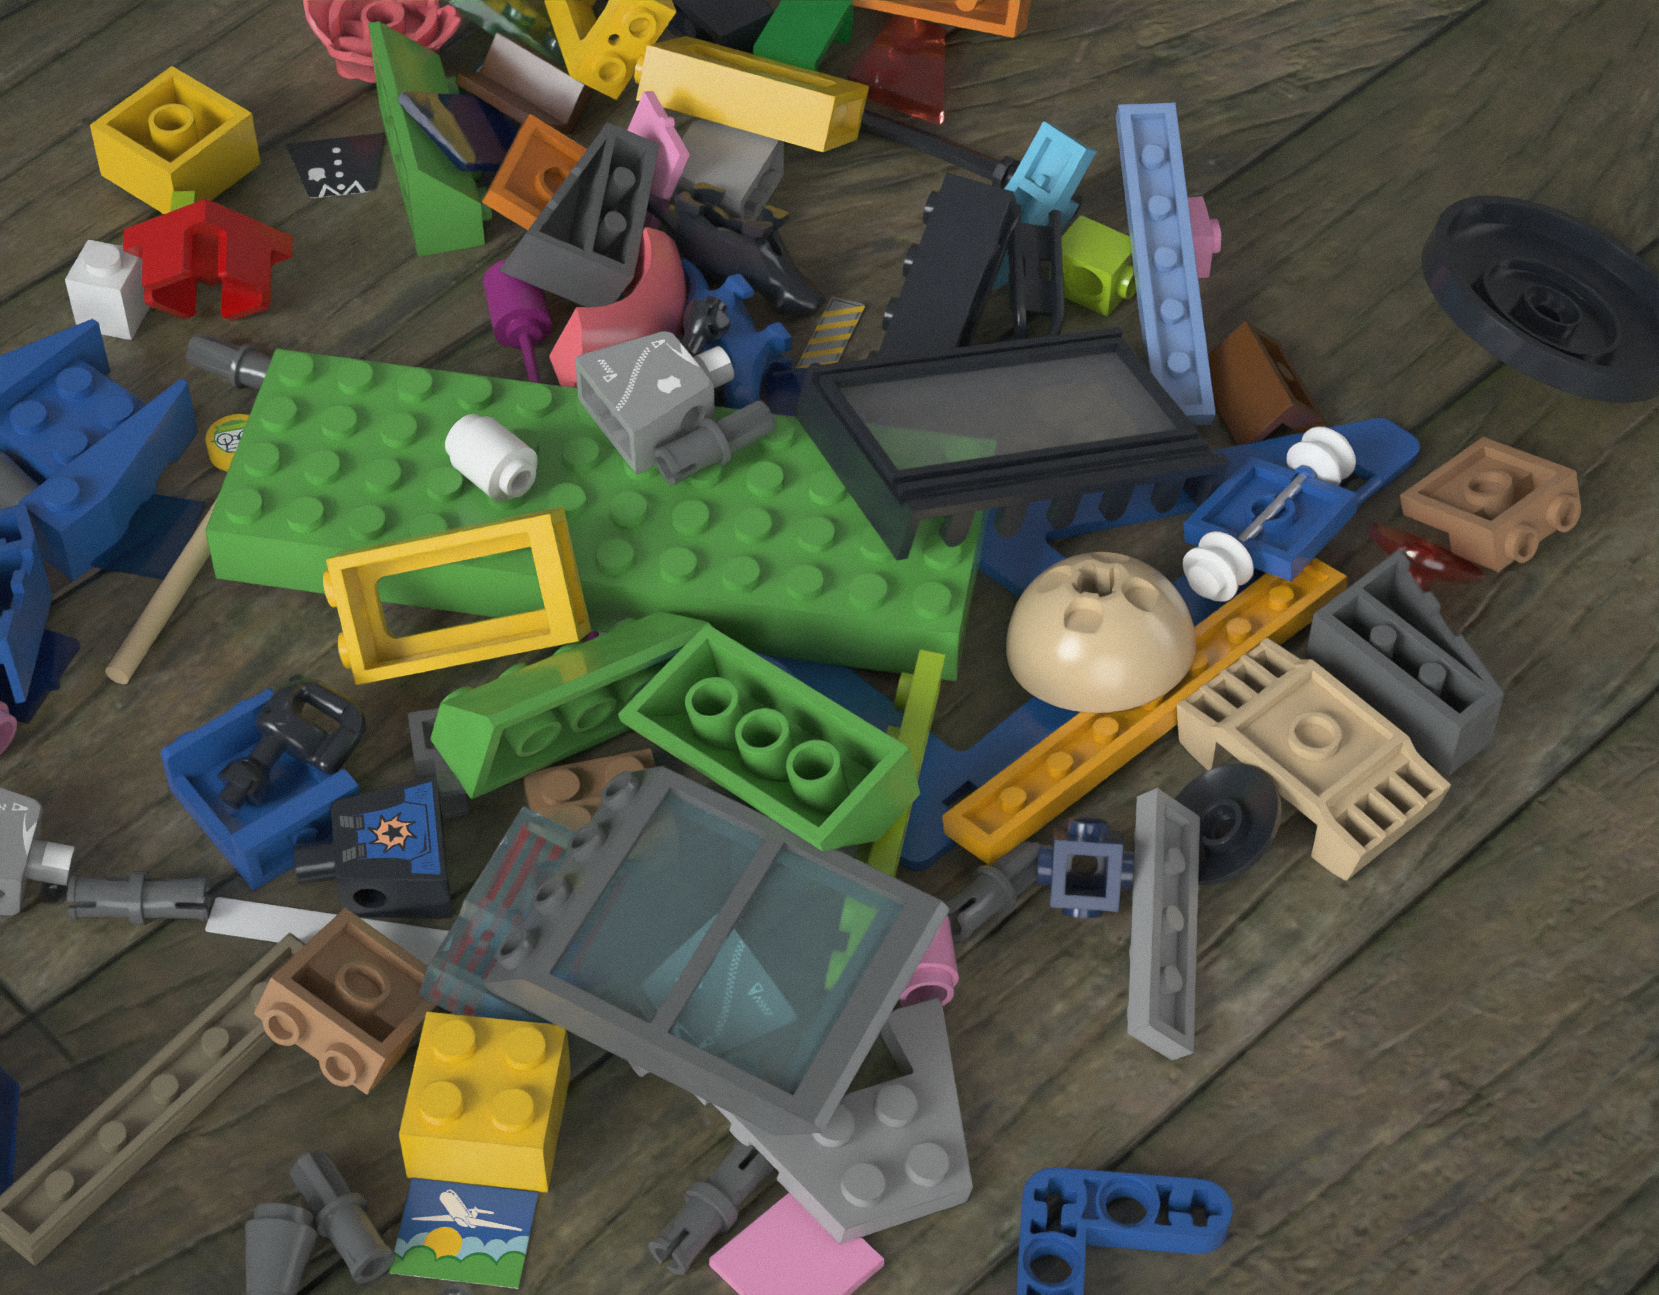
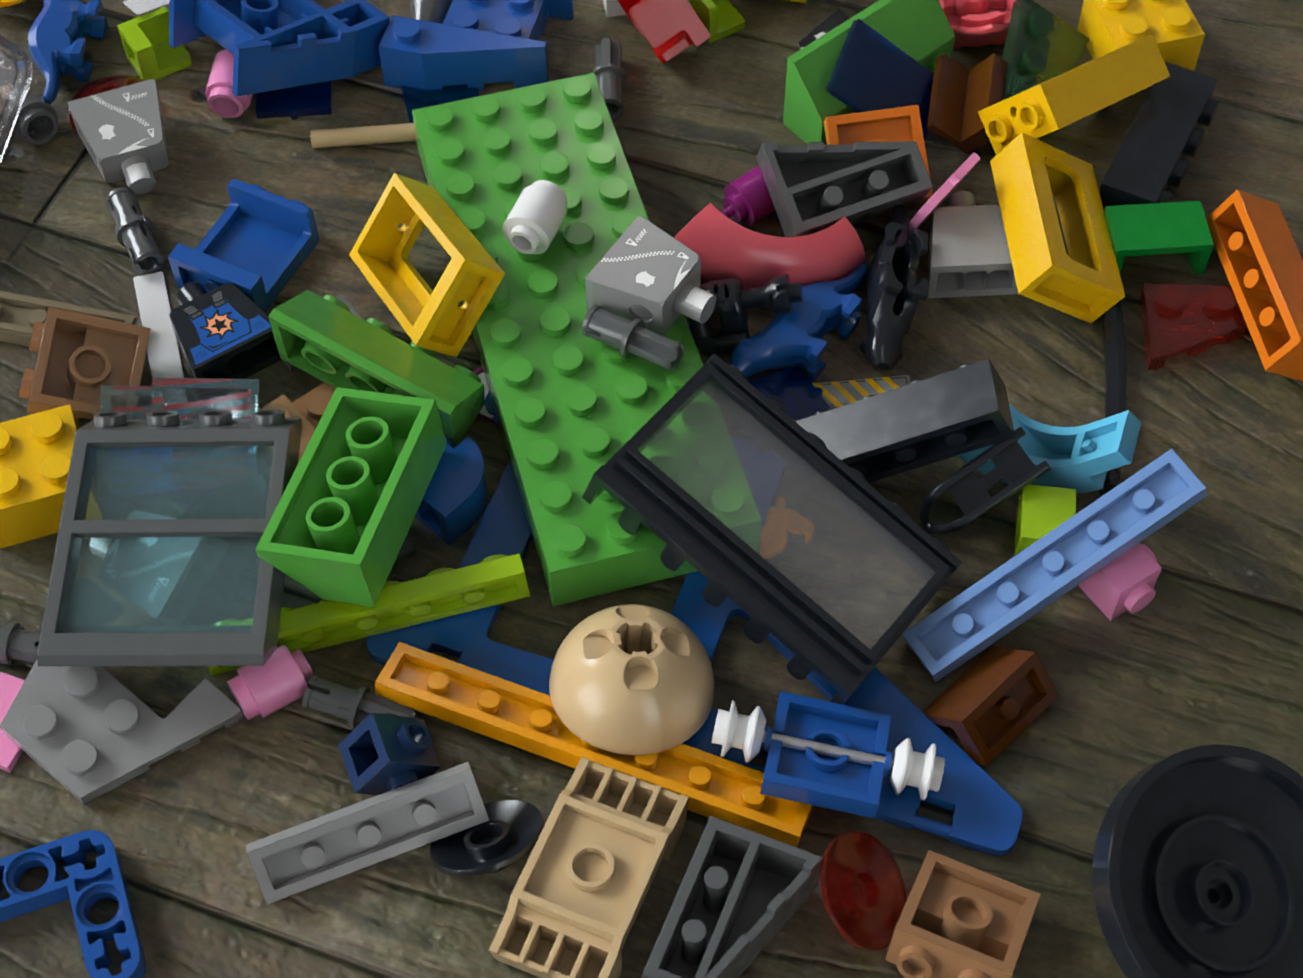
camera: 65 degrees right, 5 degrees up
(289, 732) = (283, 237): black piece -> none

